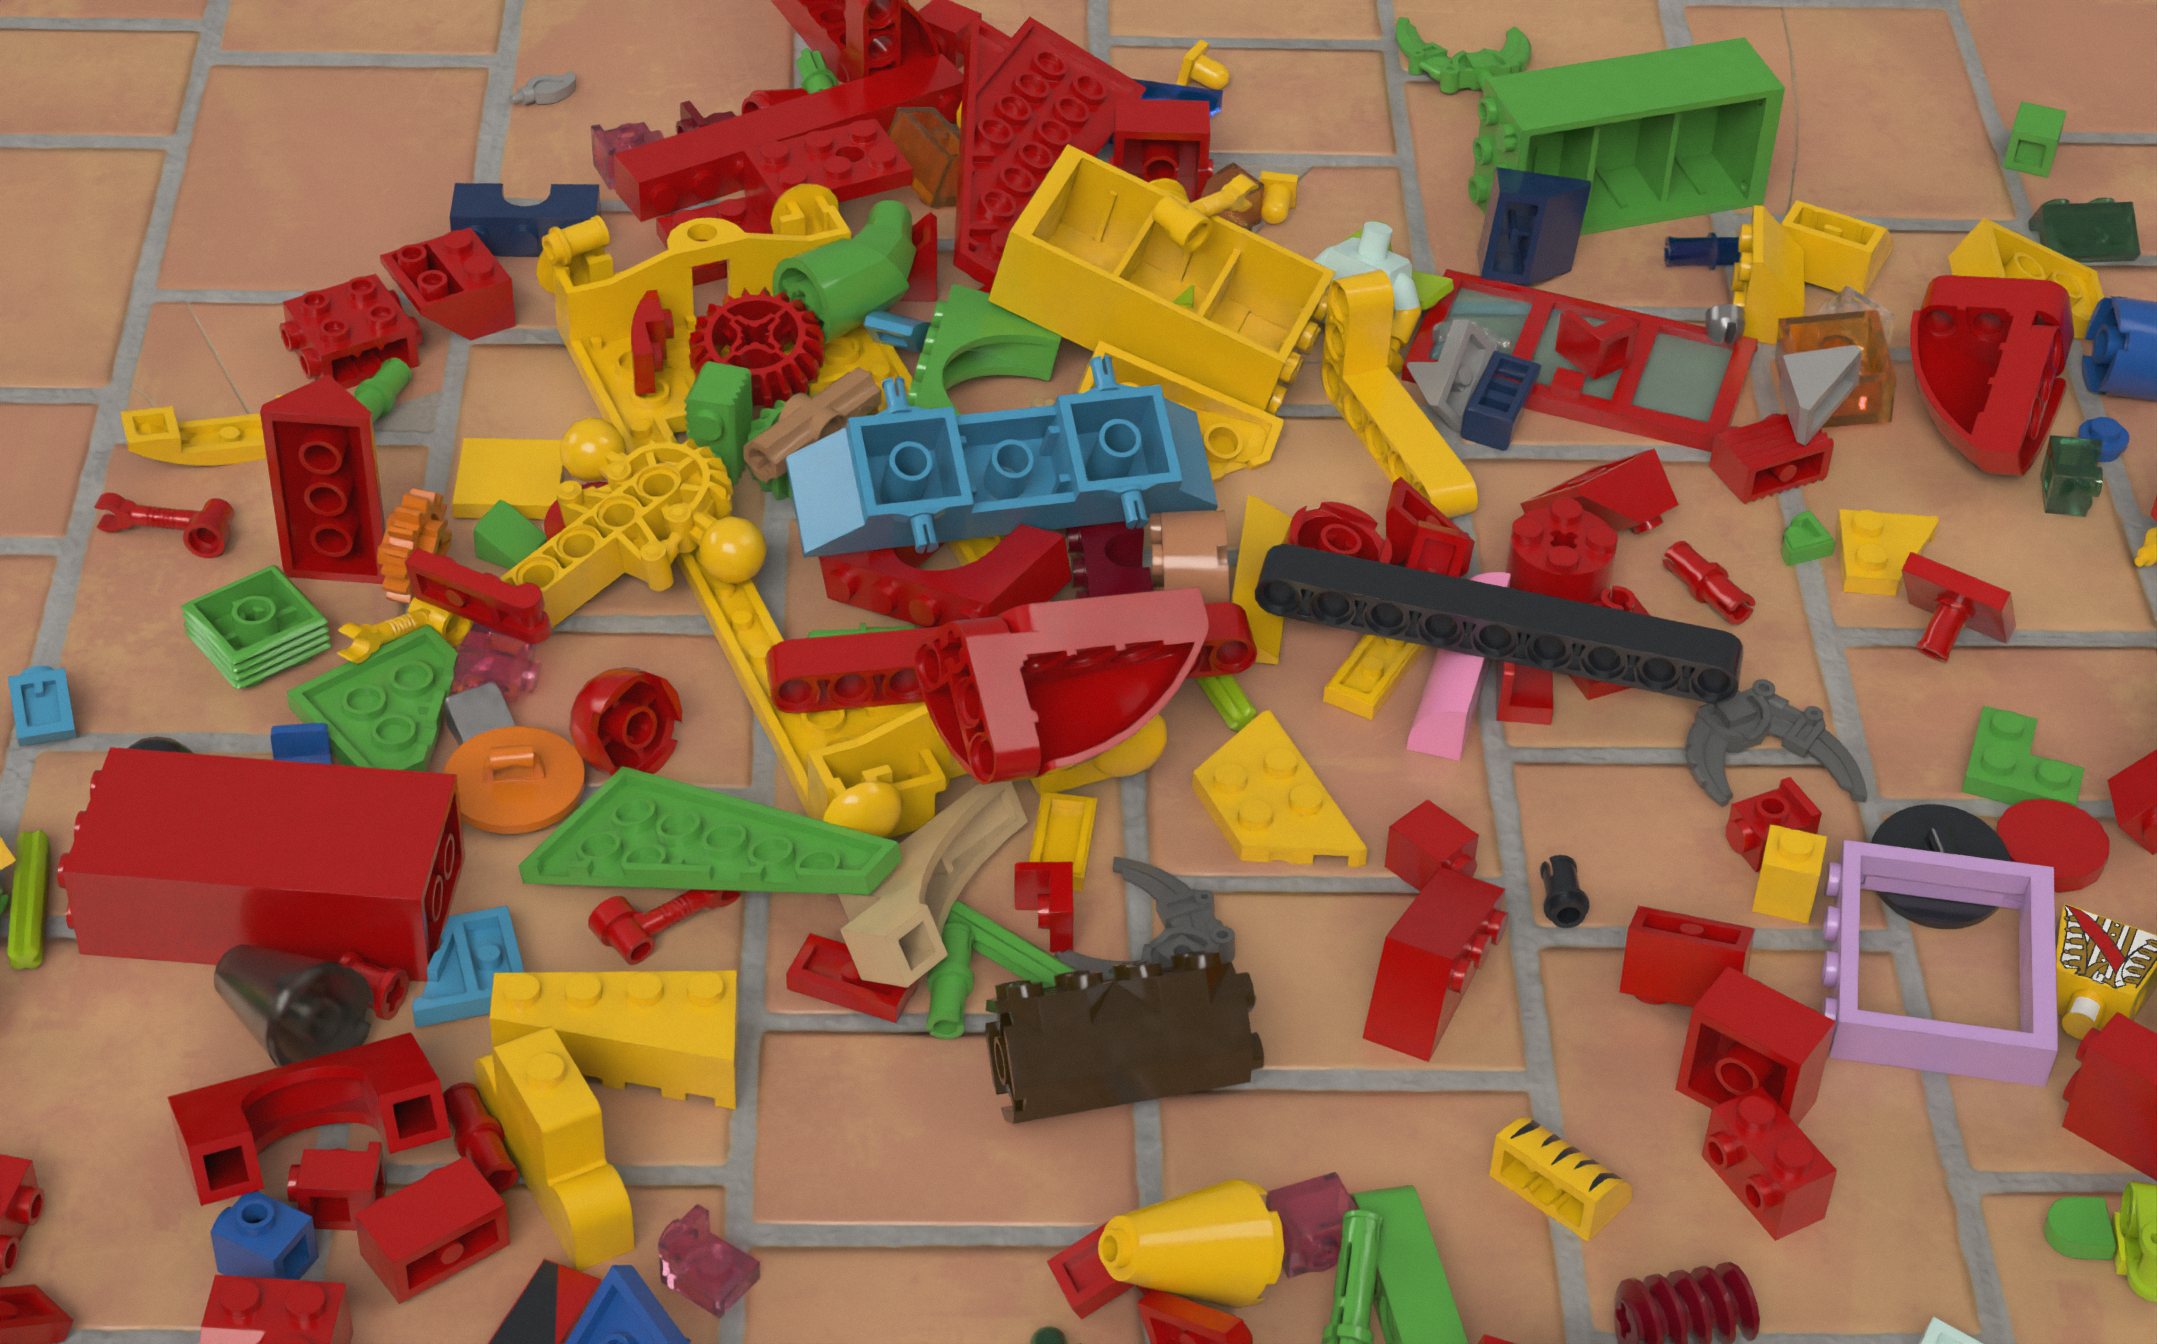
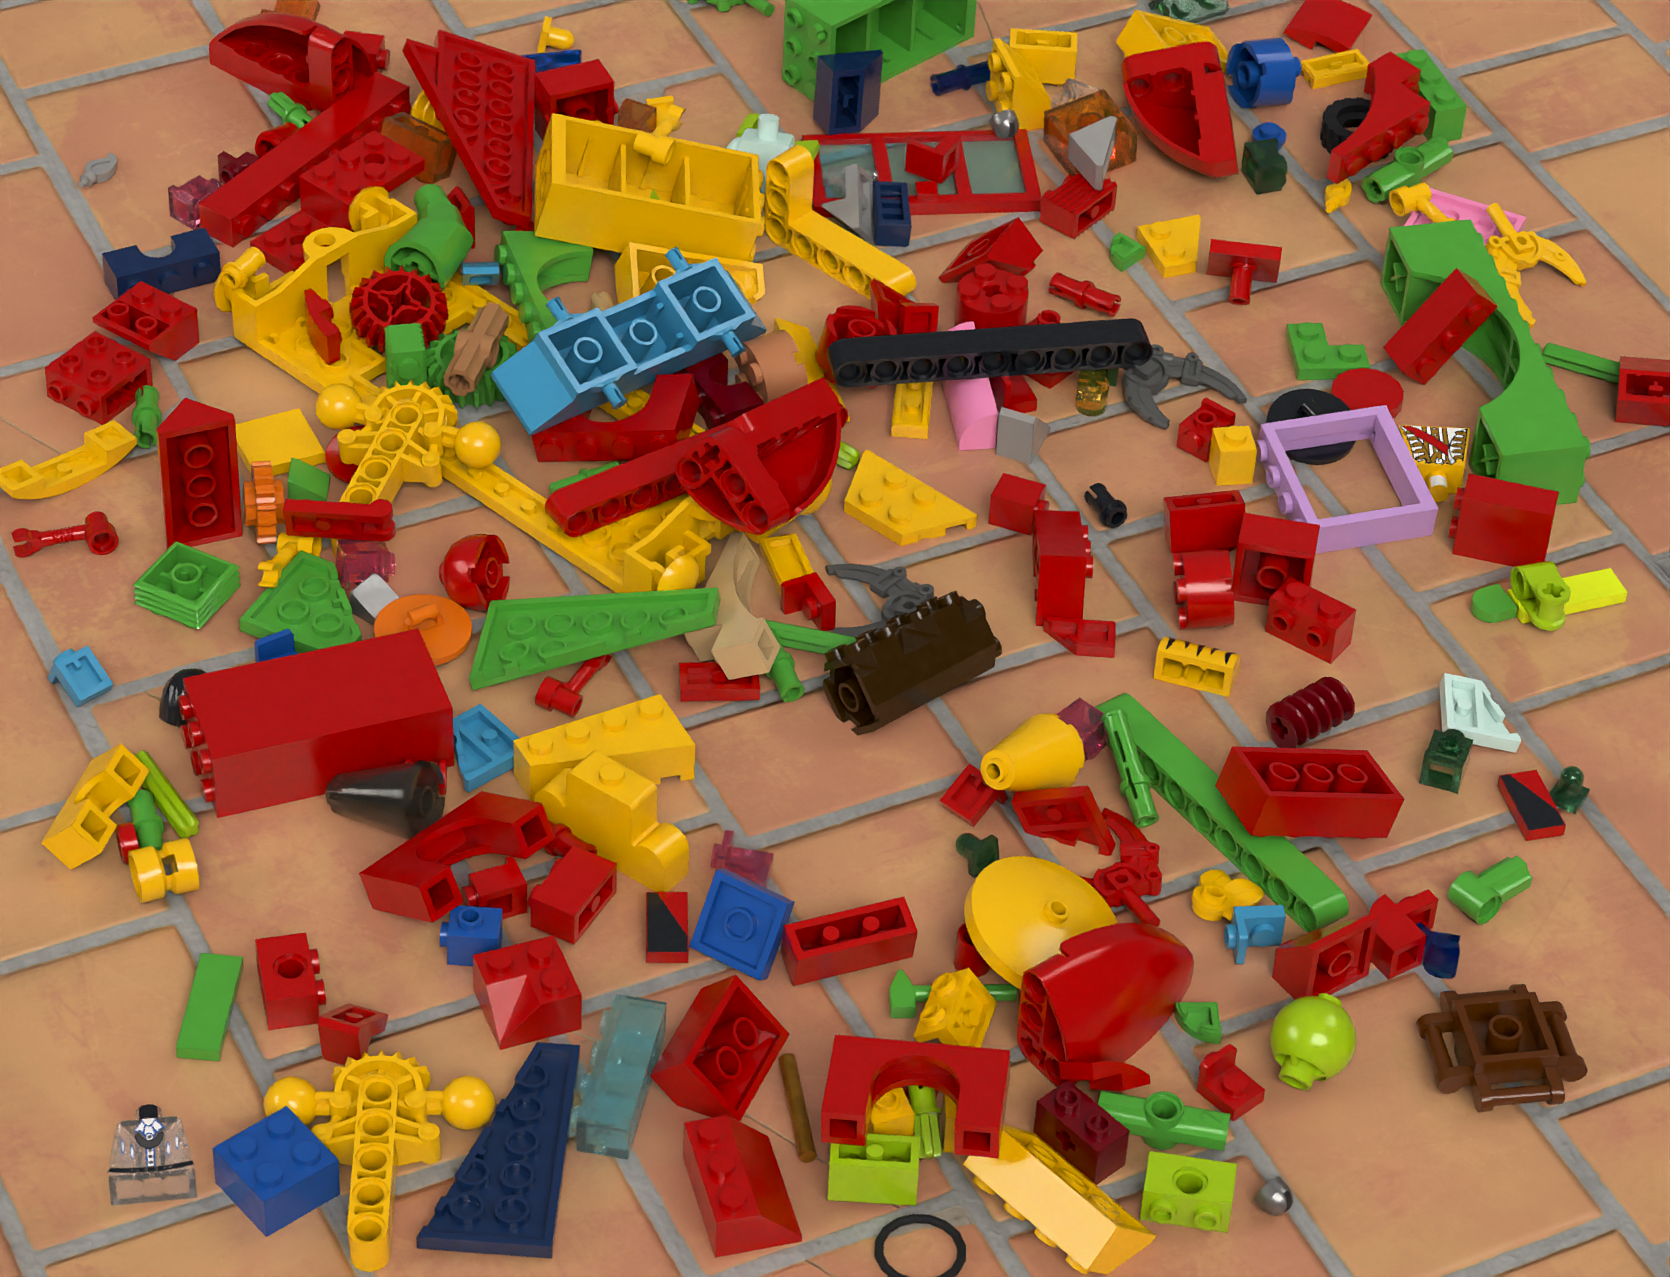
camera: 25 degrees left, 0 degrees up
(1421, 1077) = (1083, 636): none -> red tile
(1497, 753) = (1020, 435): none -> light grey slope
(1623, 1063) = (1203, 589): none -> red brick
(1641, 718) = (1094, 390): none -> clear yellow leg

